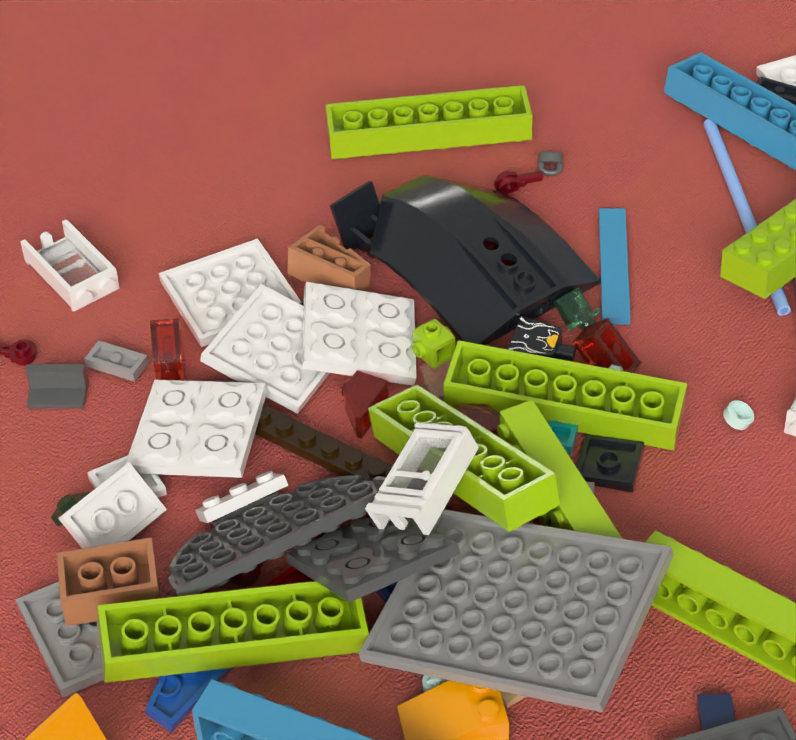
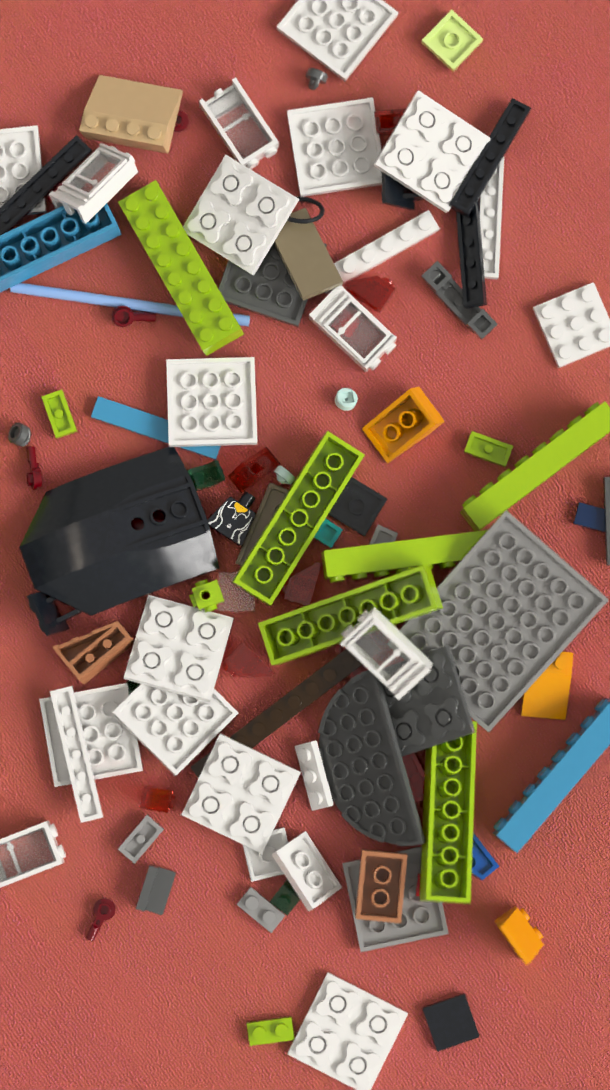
camera: 80 degrees left, 40 degrees up
(55, 485) = (261, 909): none -> light grey plate
(200, 274) = (76, 754): none -> white plate
(589, 184) = (59, 414): none -> lime plate
(668, 294) = (211, 402): none -> white piece
(727, 207) = (123, 316): none -> dark red plate
(740, 475) = (403, 424): none -> light orange slope
(752, 562) = (488, 449): none -> lime plate

